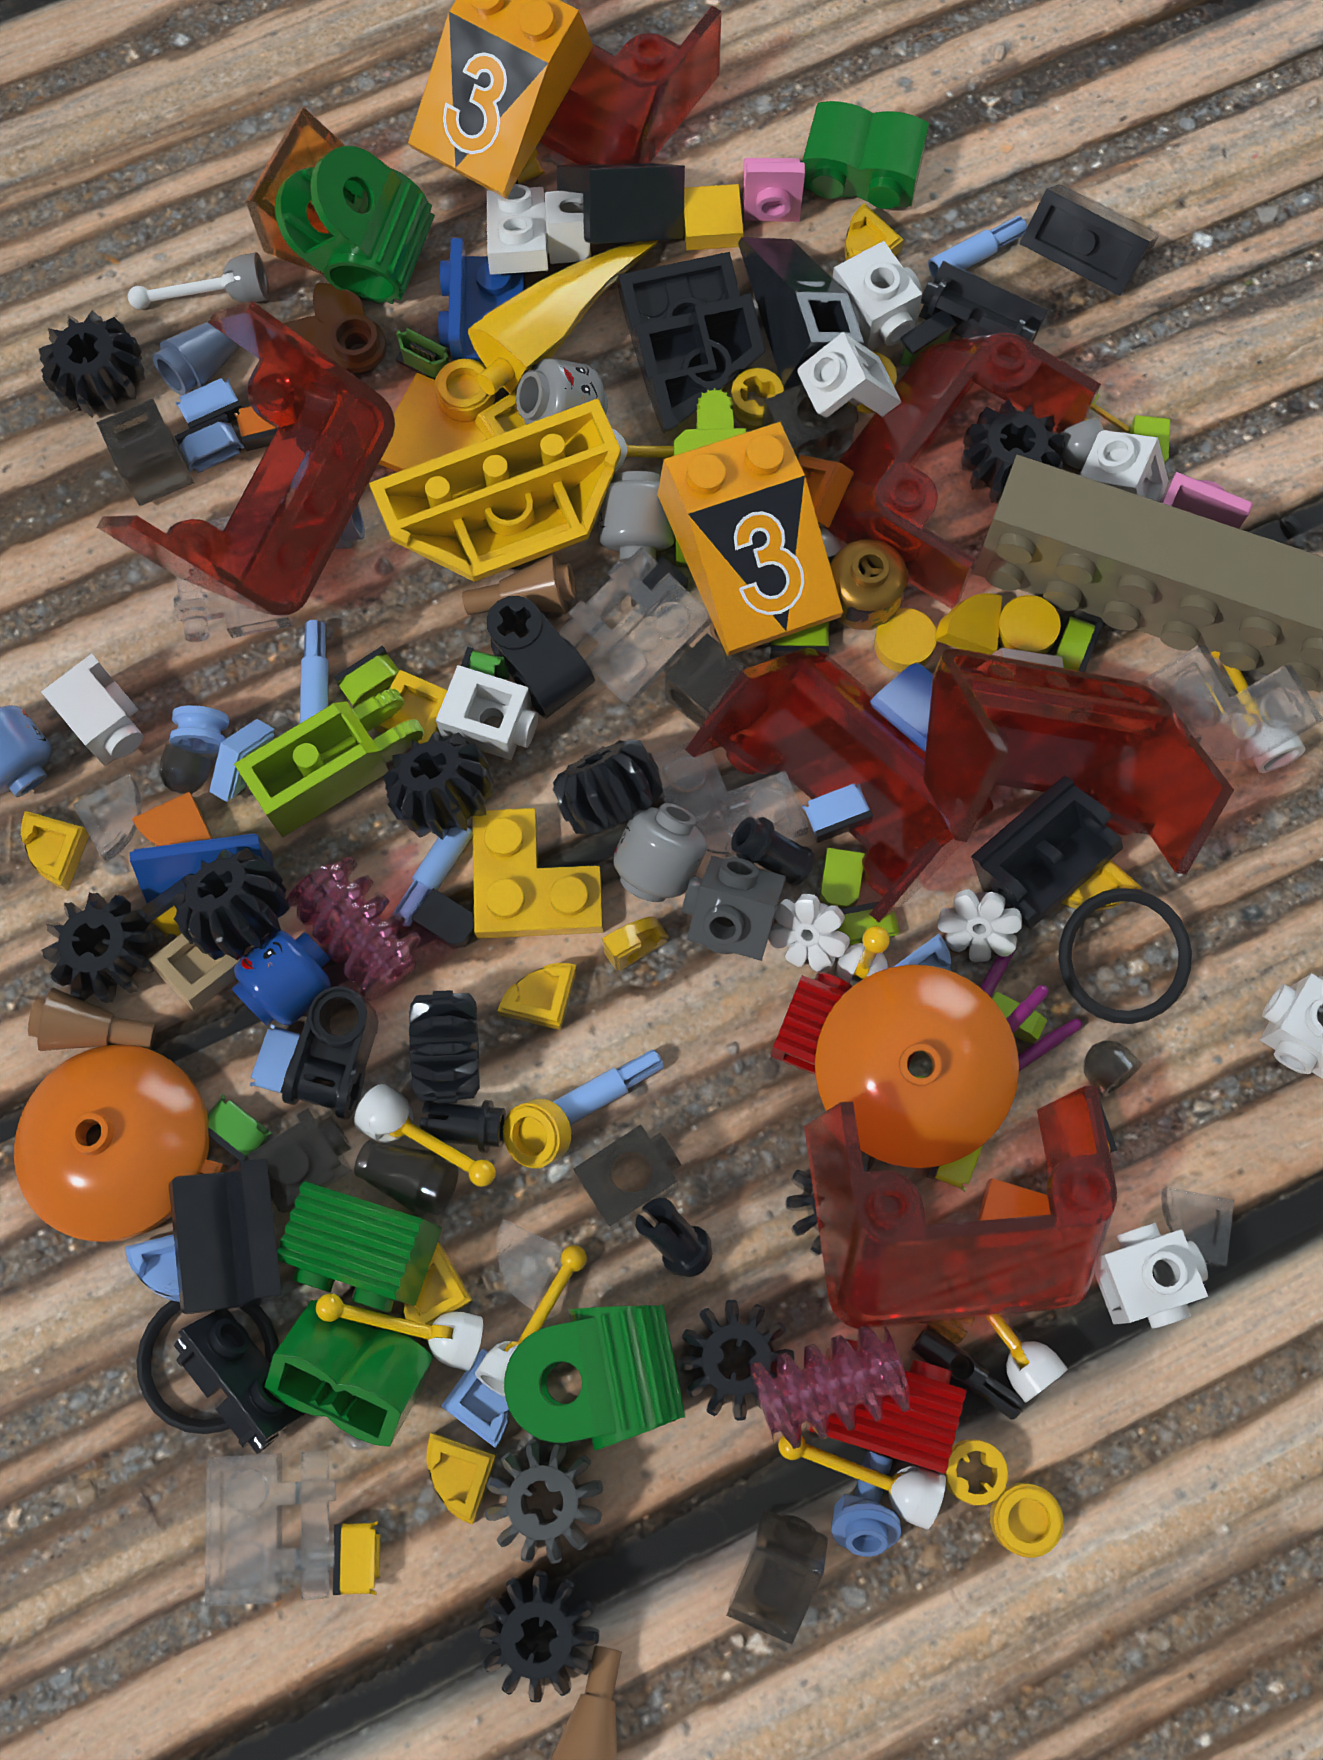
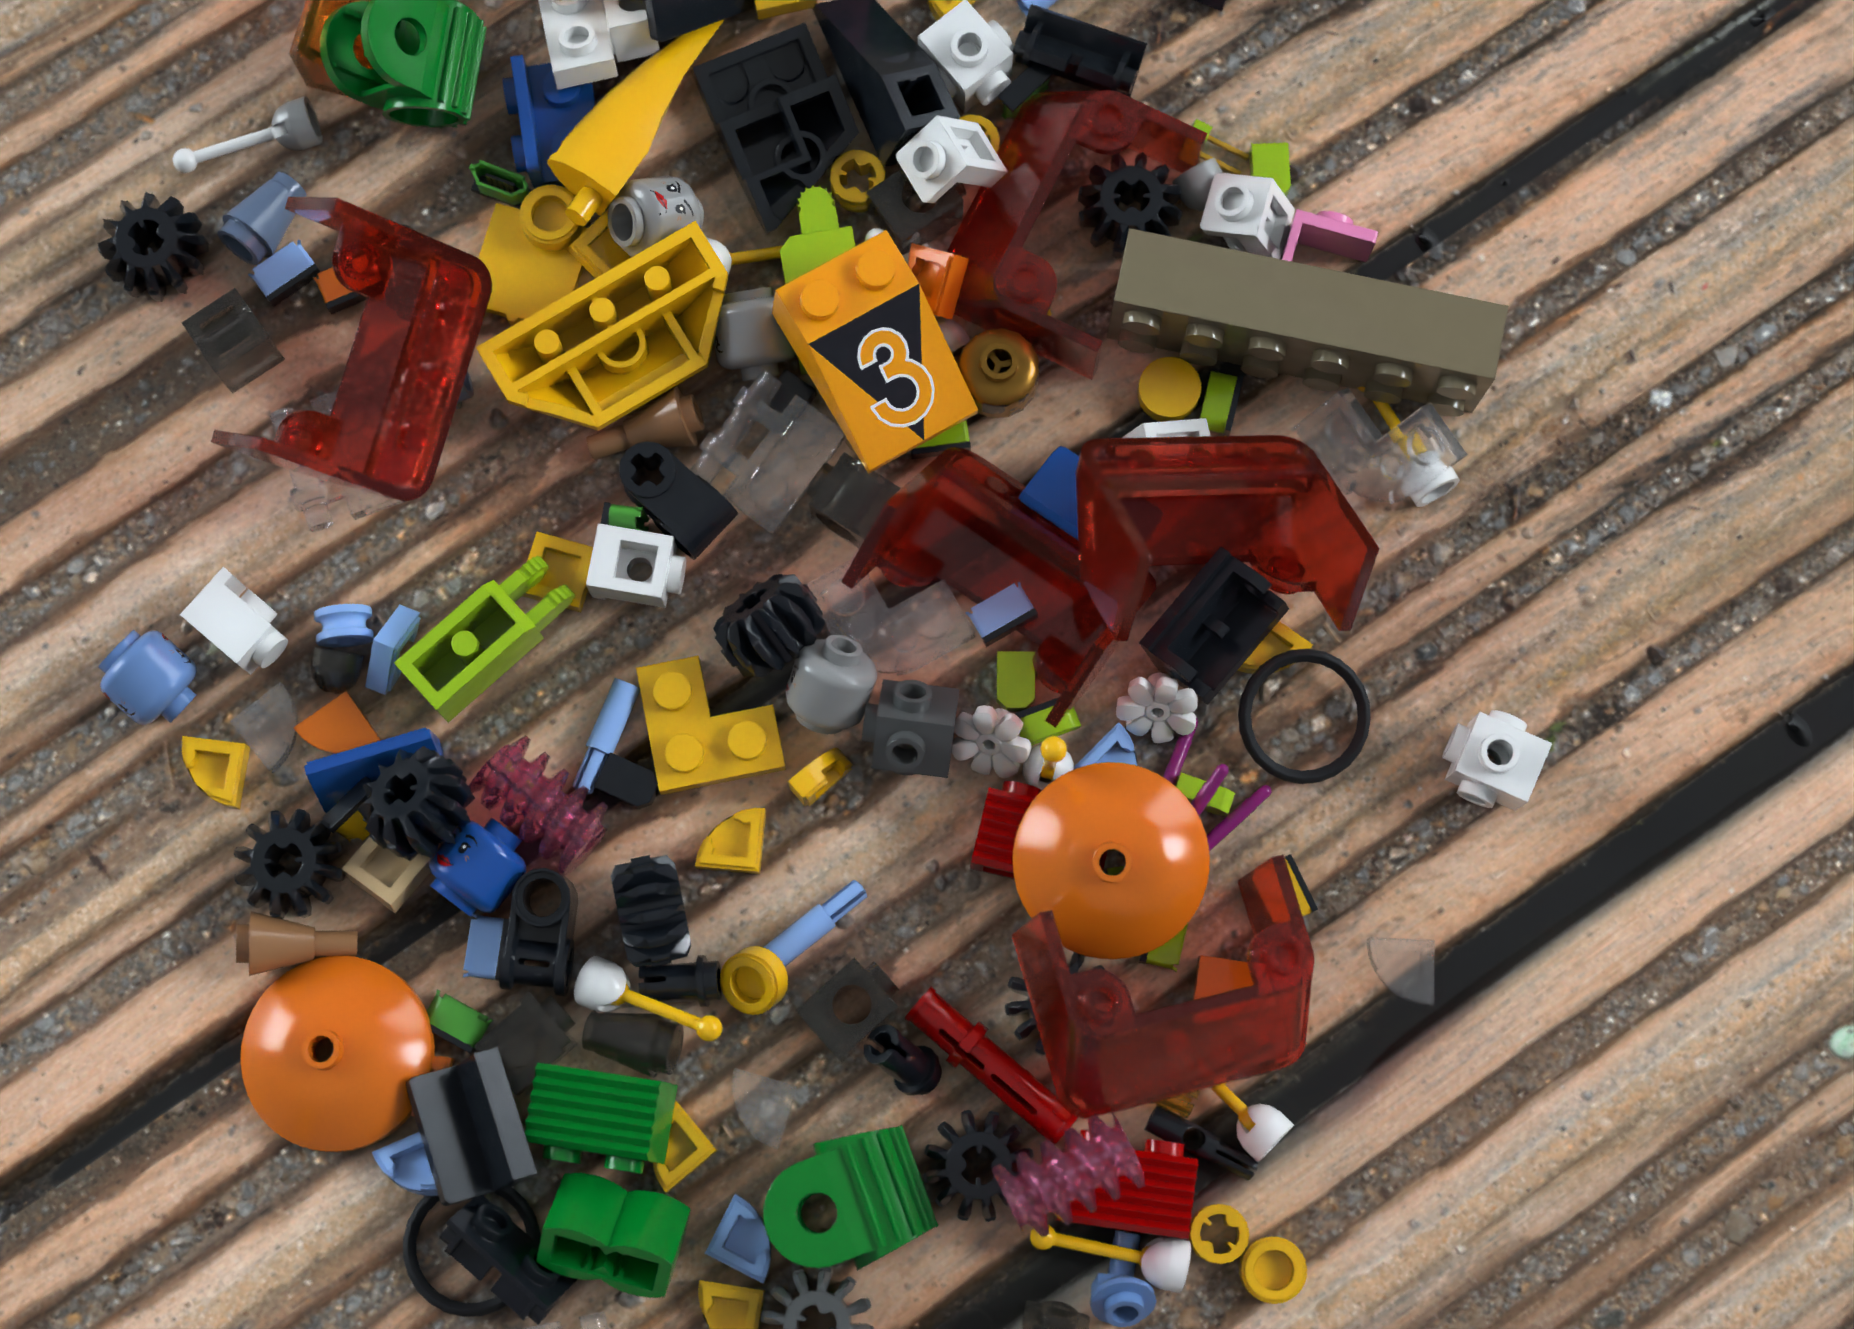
camera: 10 degrees left, 5 degrees up
(209, 443) = (292, 313): light blue piece -> none
(314, 671) = (449, 550): light blue pin -> none
(339, 326) = (392, 177): reddish brown plate -> none
(367, 677) = (504, 542): lime piece -> none
(439, 785) = (599, 648): black gear -> none
(451, 1338) = (705, 1187): hinge -> none
(494, 1364) = (751, 1204): hinge -> none
(761, 844) = (930, 660): black pin -> none
(763, 1258) = (990, 1065): none -> red pin
(905, 640) = (1047, 422): yellow tile -> none
(972, 624) = (1112, 396): yellow tile -> none
(1109, 1066) = (1301, 829): clear smoke hinge -> none
(1129, 1283) = (1337, 1029): white brick -> none

